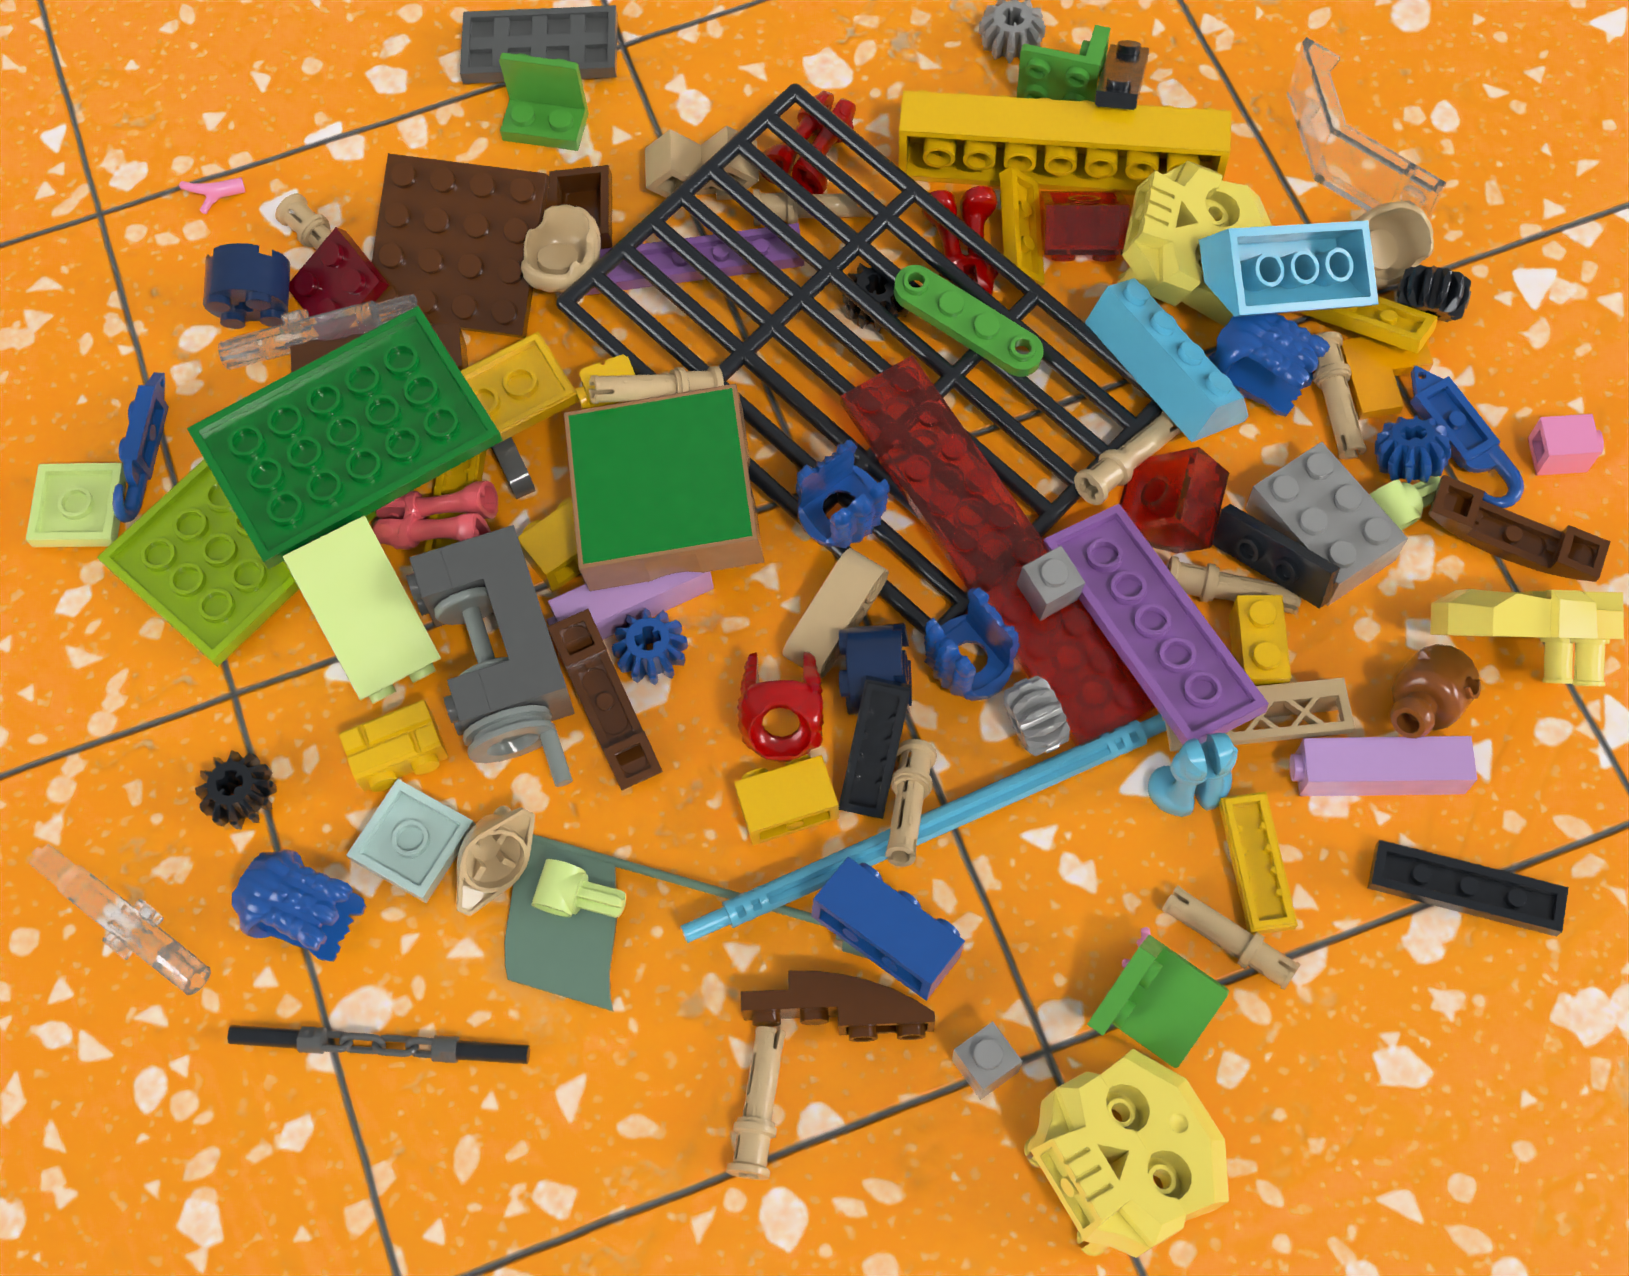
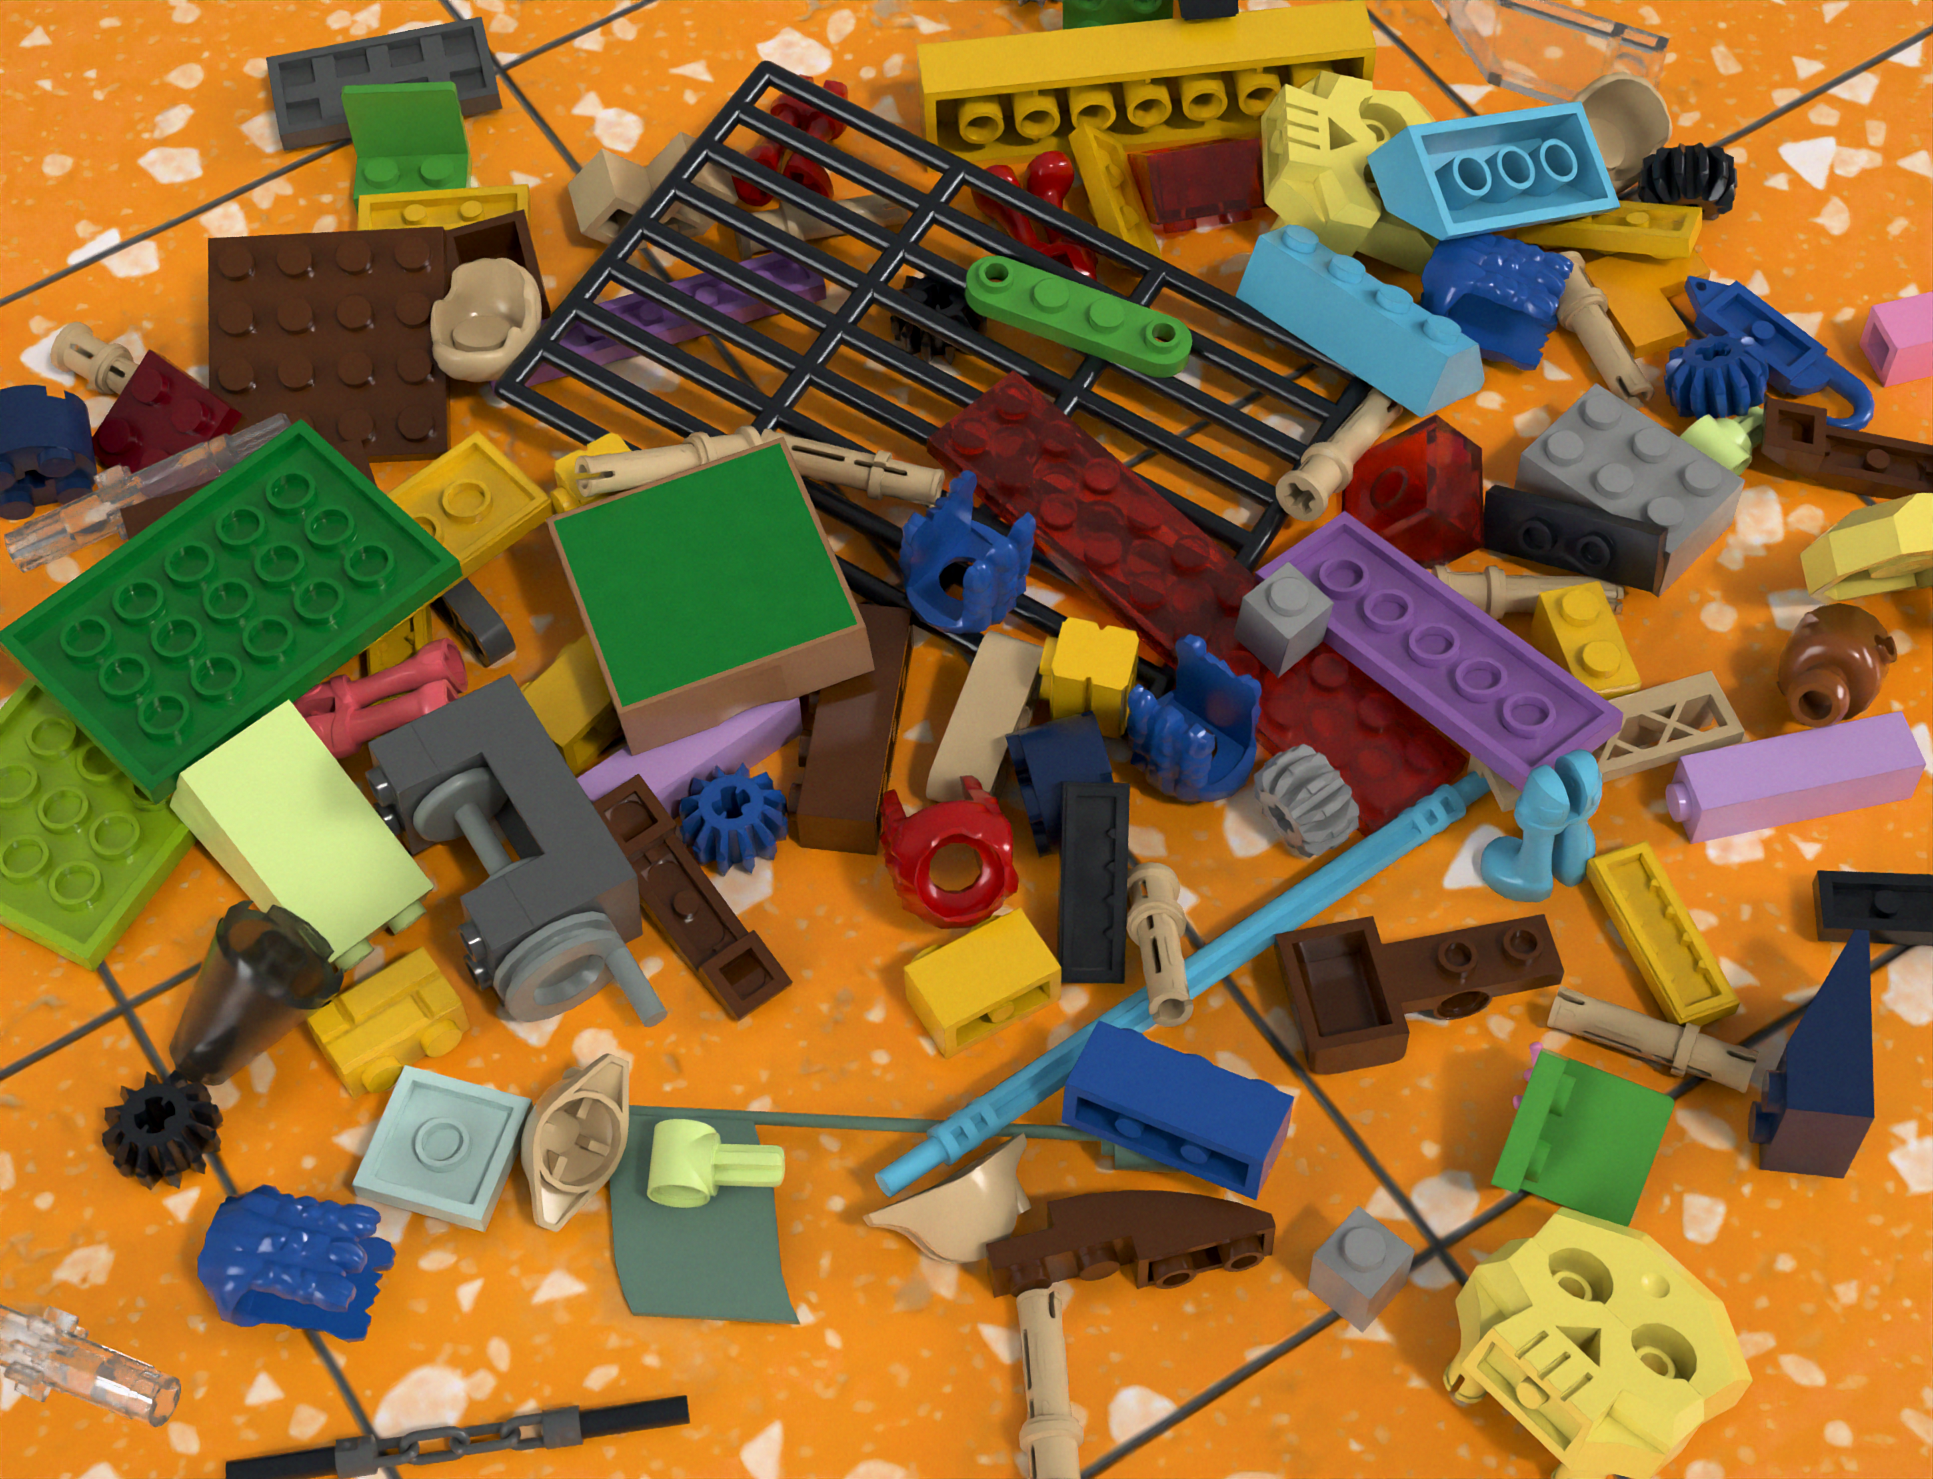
camera: 15 degrees left, 10 degrees down
(308, 709) = (251, 991): none -> clear smoke cone
(552, 152) = (441, 207): none -> yellow plate
(735, 959) = (963, 1210): none -> tan hat
(744, 602) = (854, 743): none -> reddish brown brick
(799, 416) = (863, 471): none -> tan pin
(907, 597) = (1090, 672): none -> yellow brick
(1034, 859) = (1355, 990): none -> reddish brown plate
(1333, 1005) = (1823, 1086): none -> dark blue slope

